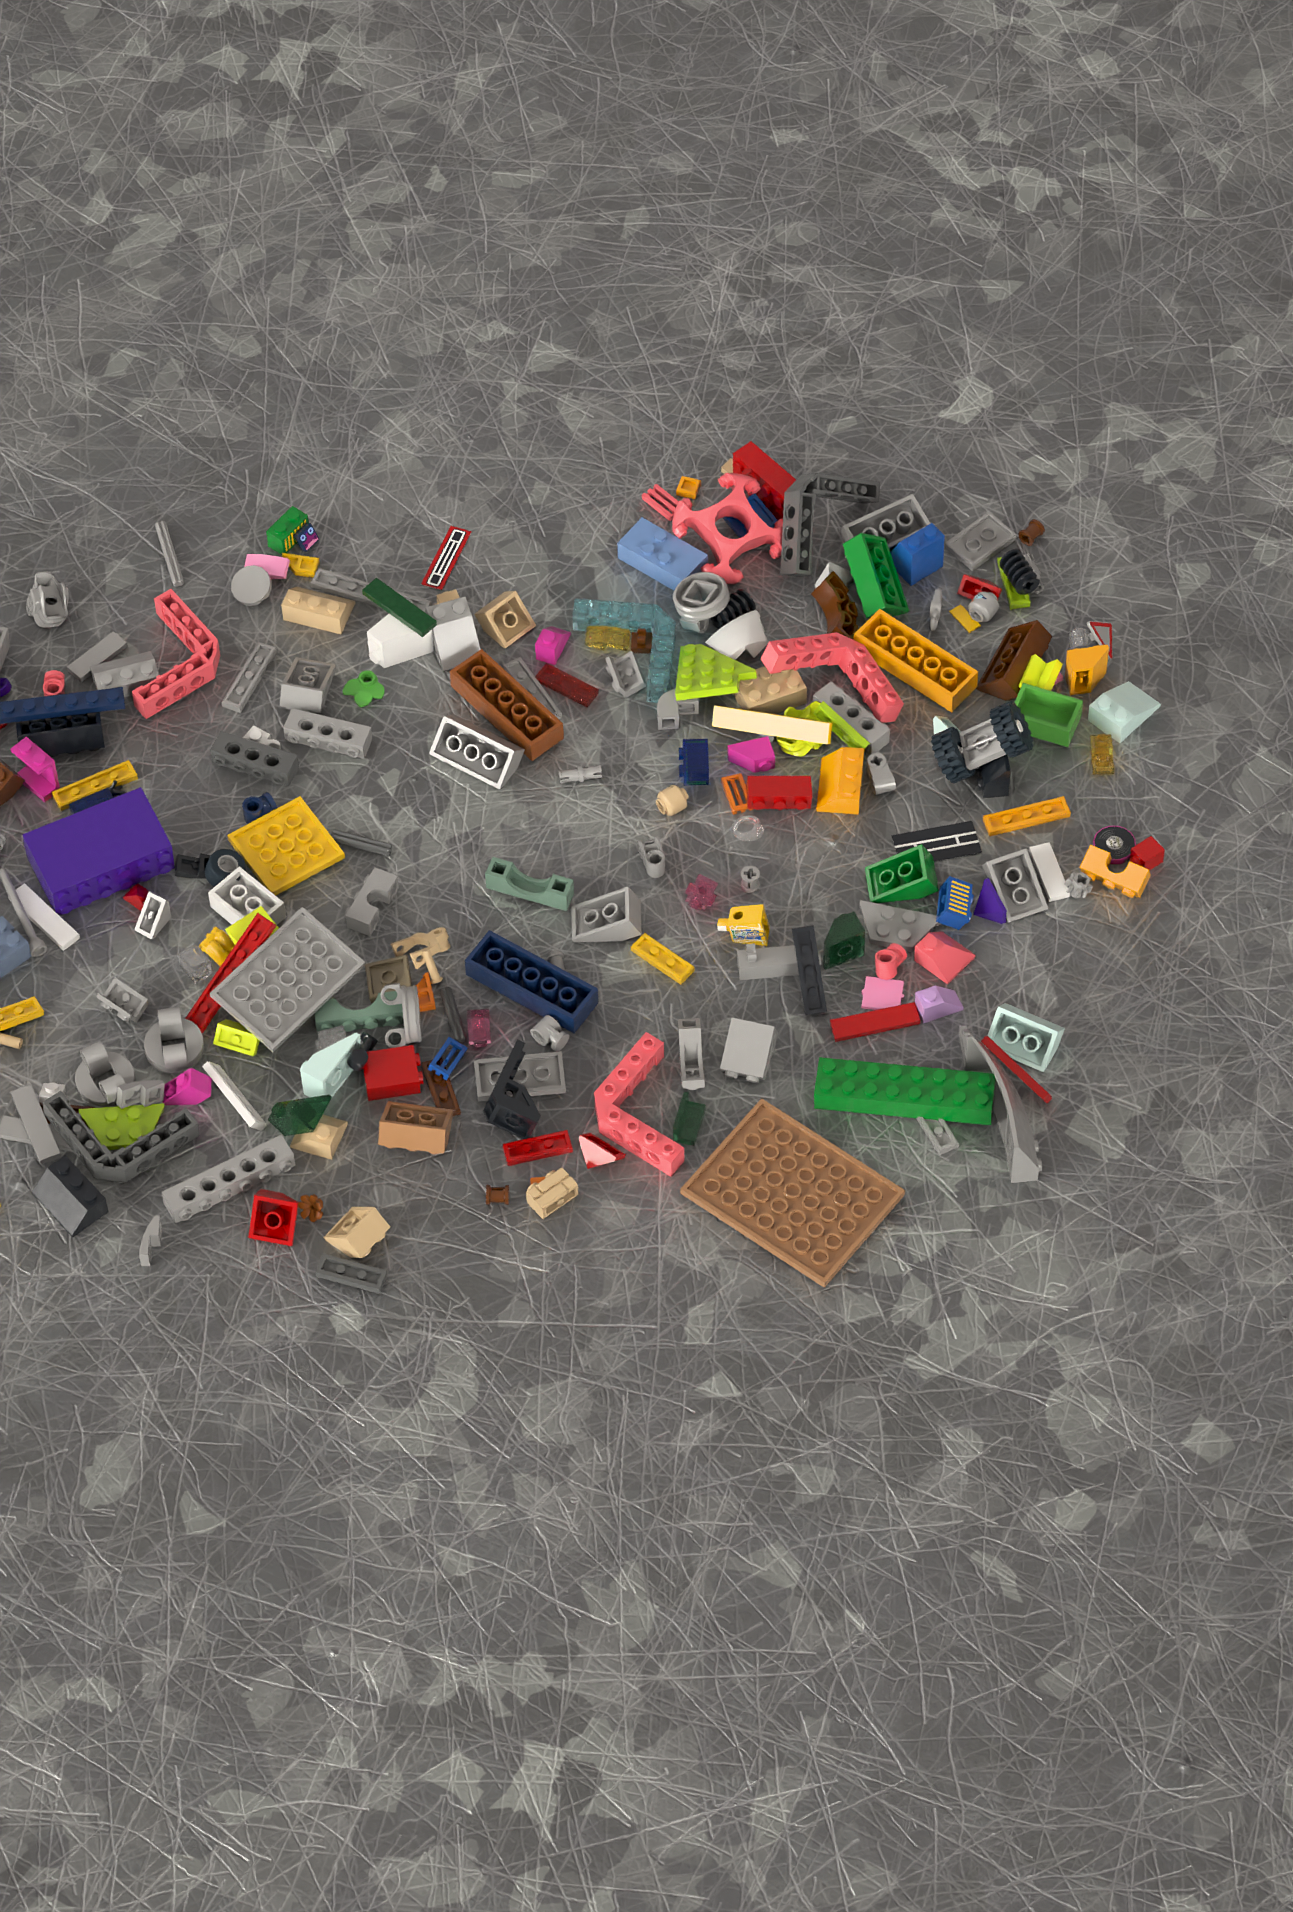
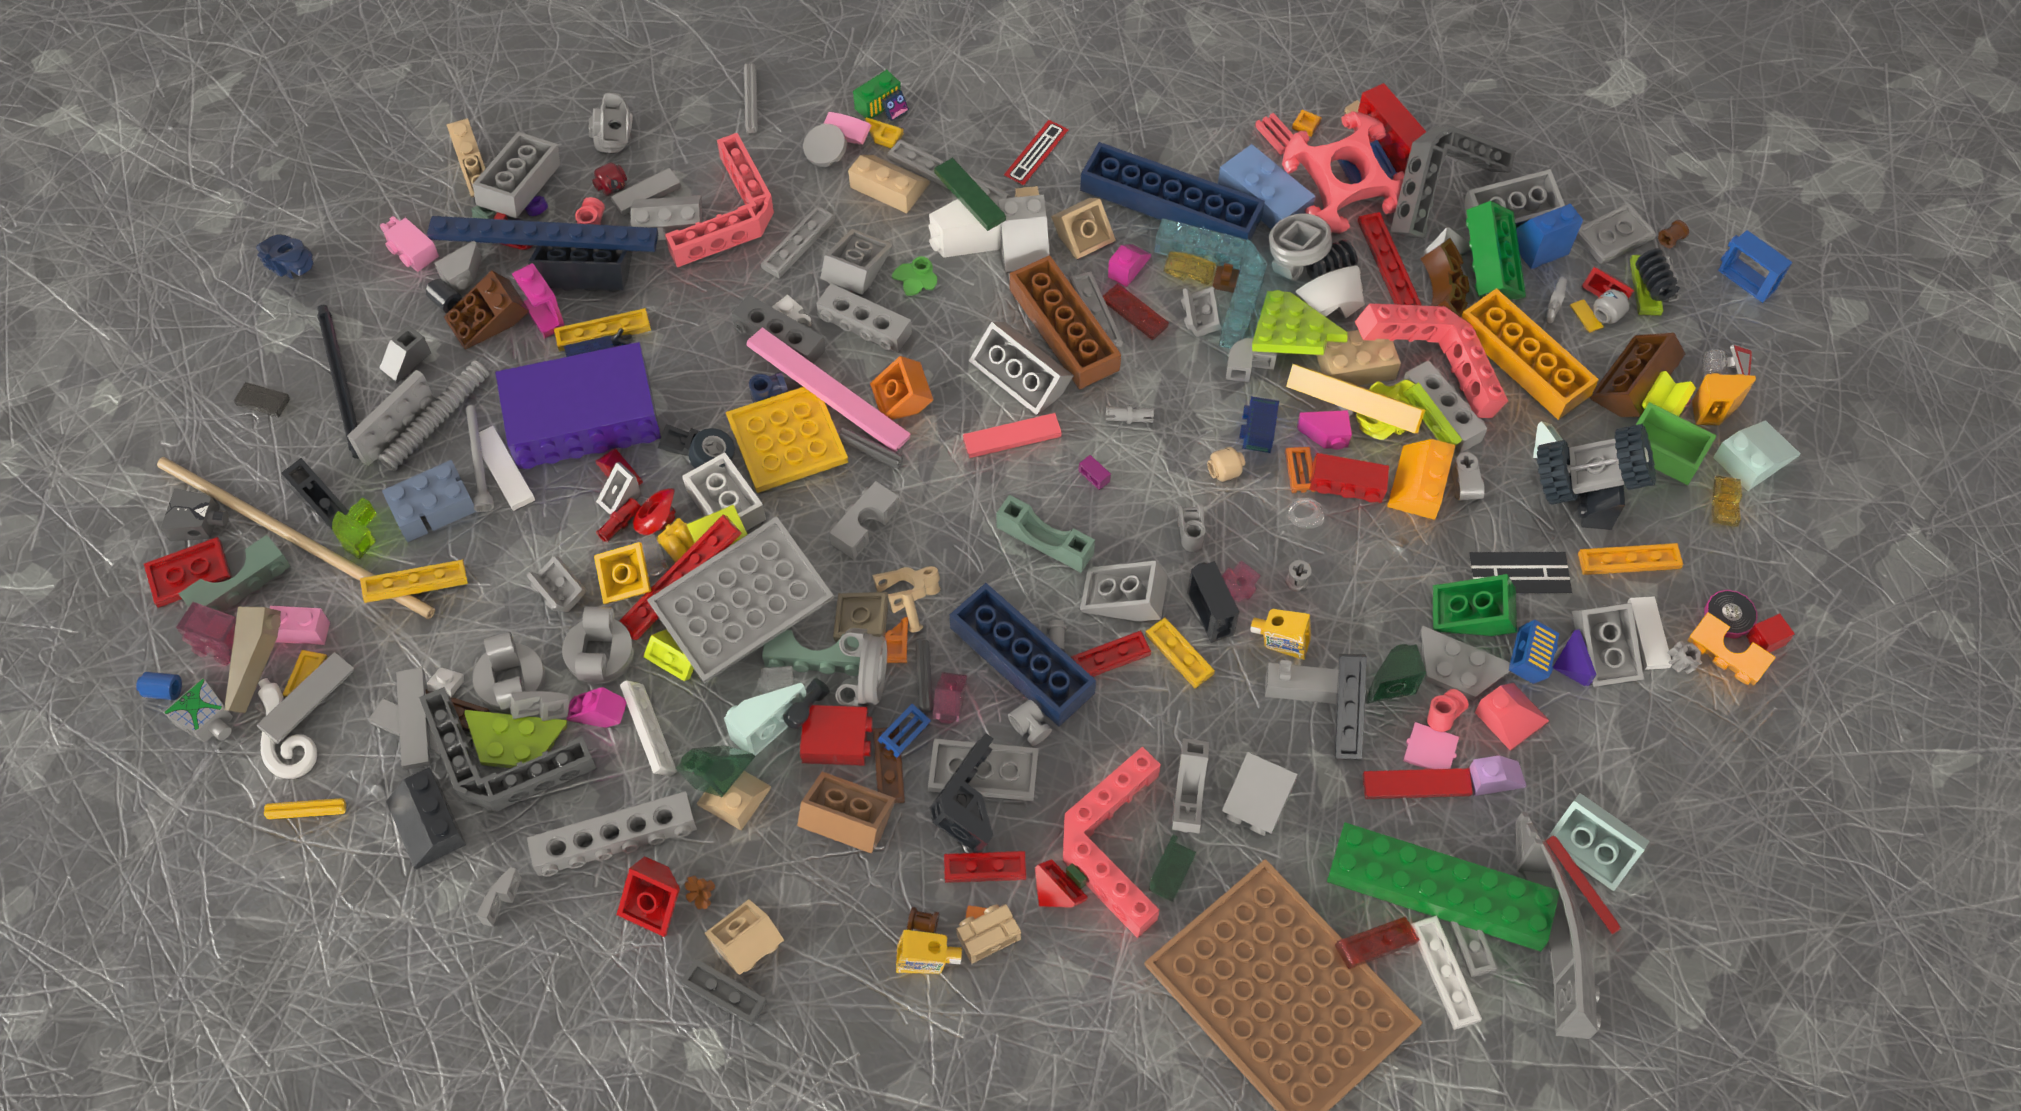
camera: 10 degrees right, 5 degrees up
(61, 650) = (609, 178): none -> dark red head
(159, 940) = (618, 520): none -> red pin
(179, 978) = (622, 573): none -> yellow slope
(191, 927) = (655, 513): none -> red hat
(312, 799) = (828, 389): none -> bright pink tile
(376, 788) = (901, 389): none -> orange slope
(482, 810) = (1012, 435): none -> coral tile
(504, 1214) = (925, 953): none -> yellow torso
(560, 827) = (1094, 472): none -> magenta piece
(575, 574) = (1169, 193): none -> dark blue brick
(609, 968) = (1113, 654): none -> red tile
(612, 1139) = (1076, 875): none -> dark green piece
(681, 911) = (1212, 601): none -> black window
(782, 599) = (1388, 259): none -> red tile
(860, 1141) = (1376, 942): none -> clear red tile
(918, 1154) = (1446, 973): none -> white tile
(1112, 565) = (1747, 277): none -> blue window

